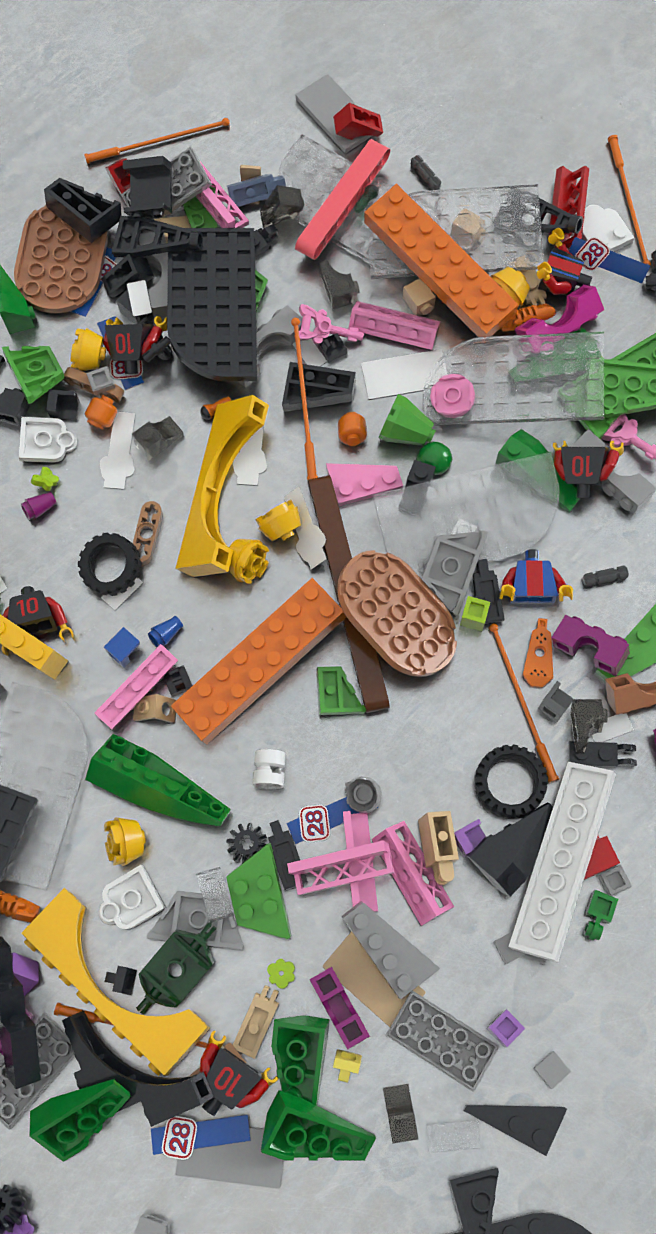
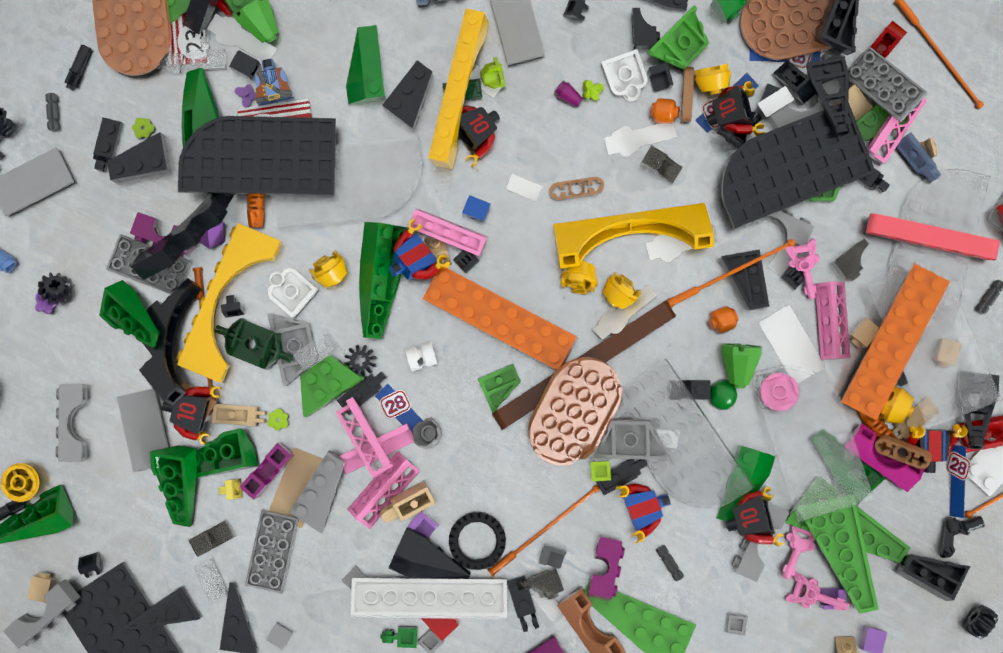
camera: 70 degrees right, 15 degrees up
(91, 552) = (525, 157): black tyre -> none
(100, 380) = (689, 100): light grey tile -> none
(149, 187) = (876, 72): black panel -> none
(149, 732) = (414, 257): none -> torso
(165, 631) = (500, 235): blue cone -> none
(184, 1135) = (141, 392): blue sticker -> none
(208, 410) = (699, 197): orange piece -> none
(281, 205) = (907, 186): clear smoke arch -> none
(360, 481) = (682, 343): bright pink wing -> none
(370, 193) = (948, 257): clear green piece -> none
(505, 1028) = (294, 594): medium lavender panel -> none
(537, 663) = (579, 534): orange piece -> none
(575, 286) = (909, 447): none -> medium nougat beam

